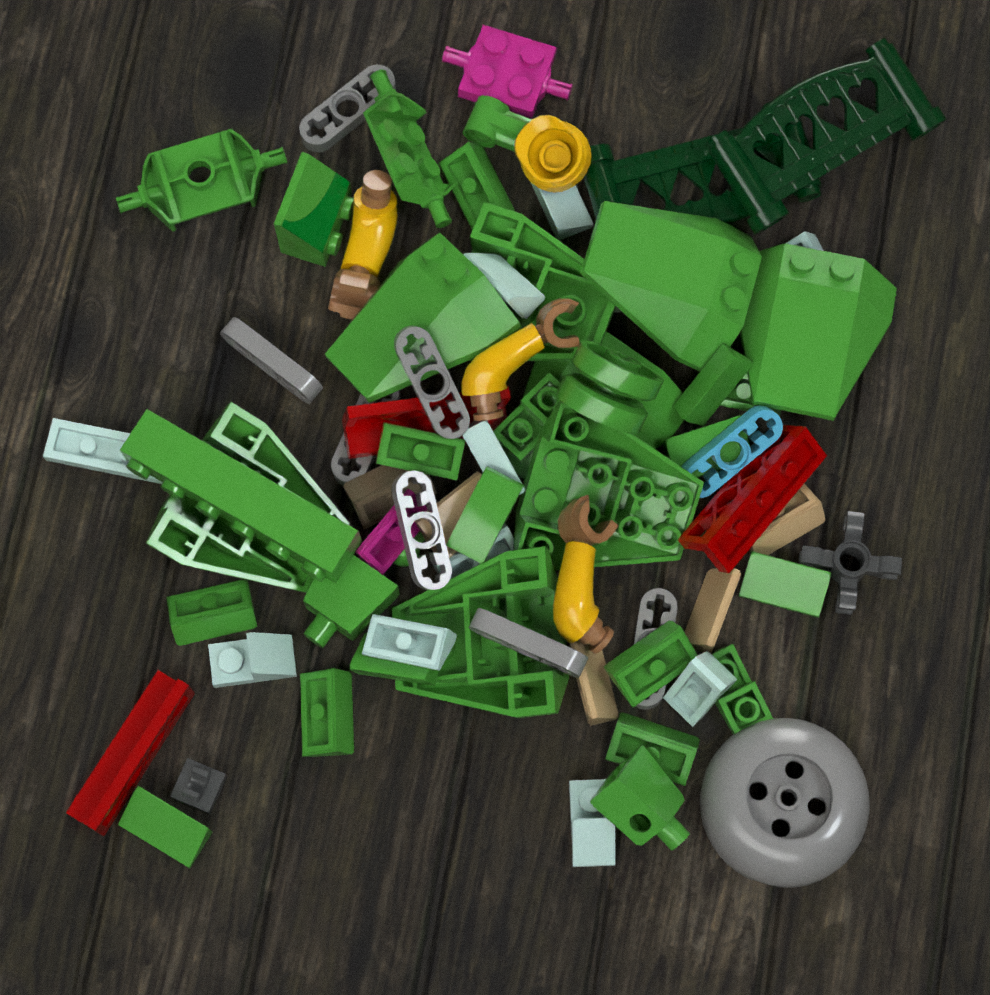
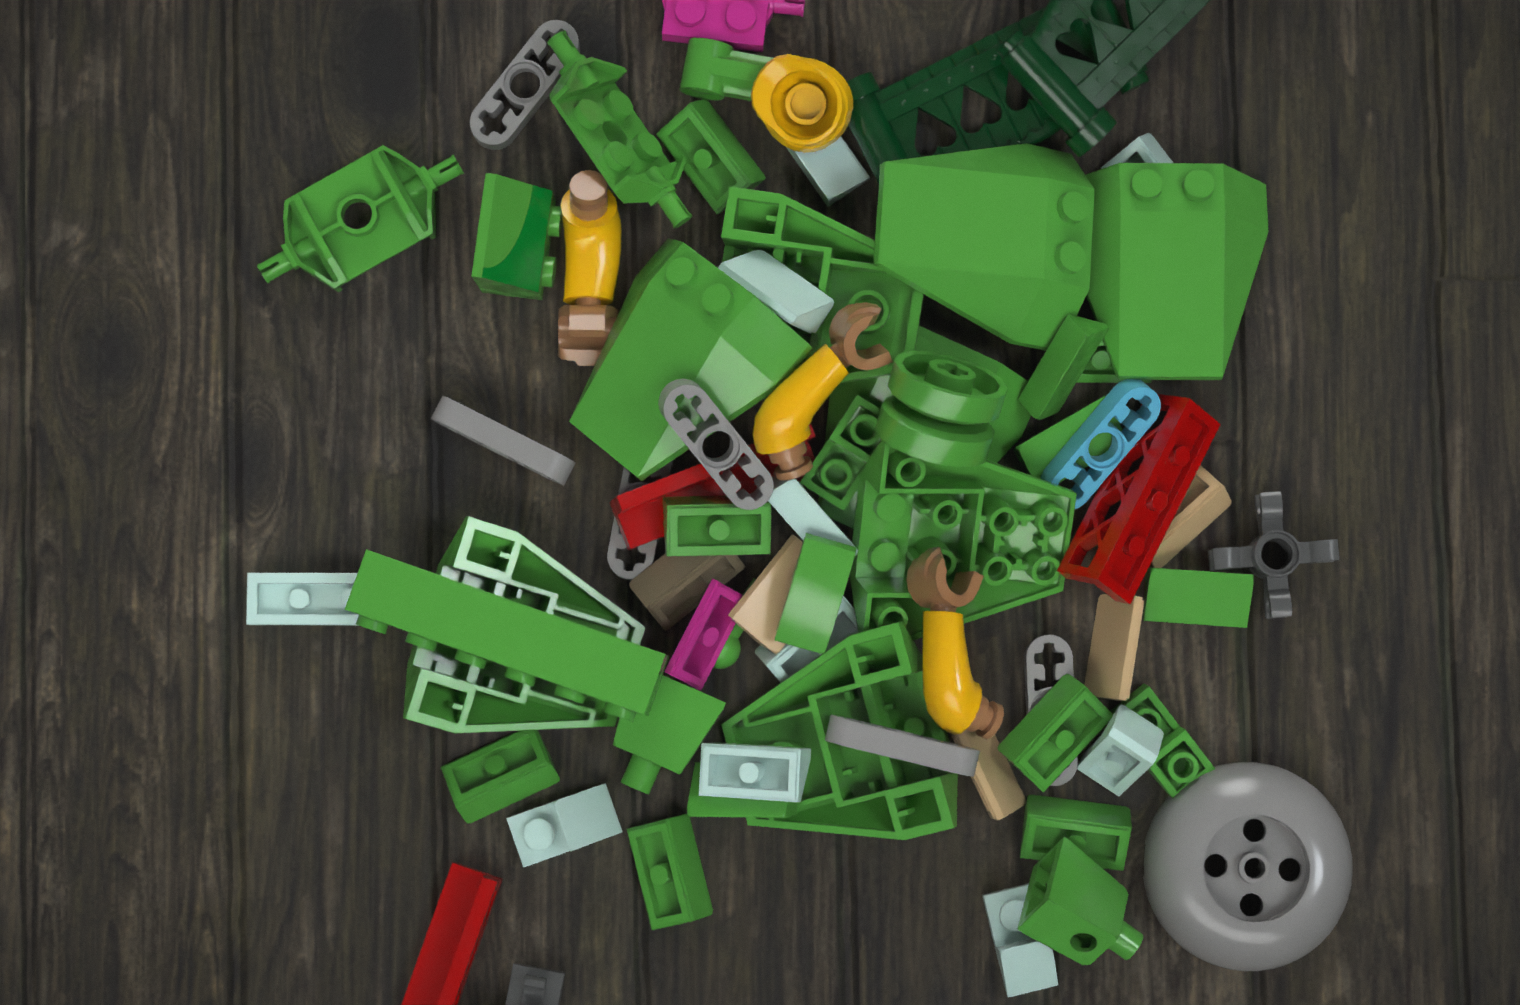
camera: 10 degrees left, 10 degrees up
(415, 562) = (737, 589): beam -> none

